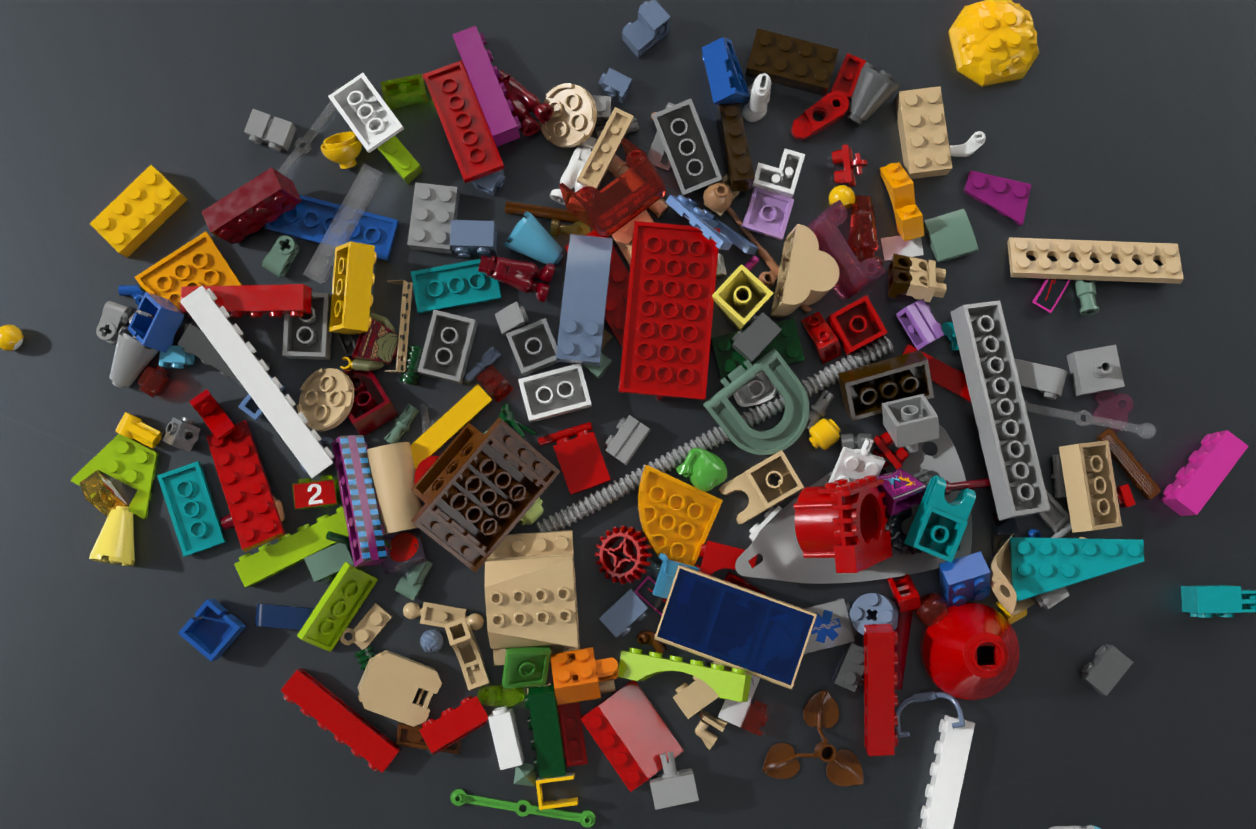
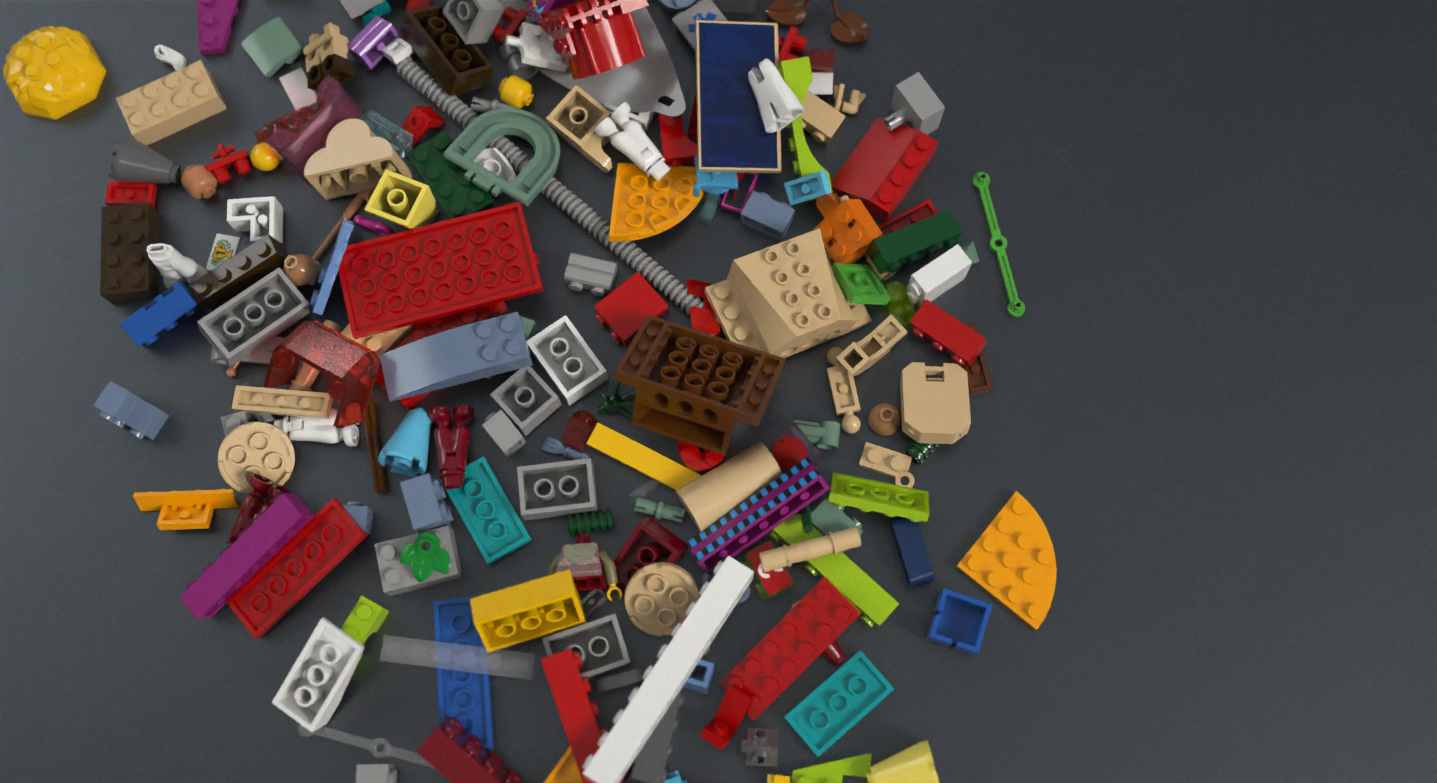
camera: 110 degrees left, 10 degrees down
(245, 699) = (1015, 561): none -> light orange plate
(276, 344) = (620, 680): none -> light grey beam
(279, 258) = (523, 717): sand green piece -> none
(314, 531) = (810, 549): none -> tan piece
(340, 720) = (992, 452): red brick -> none
(342, 149) = (369, 694): yellow piece -> none
(401, 328) = (544, 545): tan piece -> none
(404, 91) = (278, 647): clear neon green brick -> none
(406, 641) = (884, 419): none -> medium nougat brick
(424, 222) = (424, 560): none -> green plate
(431, 640) = (873, 390): sand blue piece -> none
(546, 519) = (702, 319): none -> red piece
(548, 49) = (185, 508): none -> light orange bracket
(554, 803) = (978, 208): yellow piece -> none
(569, 432) = (605, 337): red piece -> none
(577, 228) = (384, 407): clear yellow leg -> none
(615, 84) = (206, 423): sand blue brick -> none
(619, 561) = (689, 234): red gear -> none
(627, 655) = (807, 187): none -> medium azure slope
(647, 637) = (782, 178): reddish brown arm -> none
(703, 468) = (594, 187): bright green piece -> none
(716, 656) = (774, 97): none -> white piece
(729, 518) = (633, 142): none -> white piece
(755, 337) = (440, 174): dark grey brick -> none
(767, 138) = (222, 250): none -> sticker
(767, 213) = (303, 221): lavender plate -> none
(783, 703) = (792, 41): none -> red hips
(807, 127) = (172, 203): red piece -> none
(822, 308) = (395, 135): none -> clear light blue plate
(837, 135) = (198, 181): none -> nougat head
(856, 325) = (393, 95): red brick -> none
(902, 195) = (239, 100): light orange arch -> none
(902, 342) = (397, 51): none -> white tile

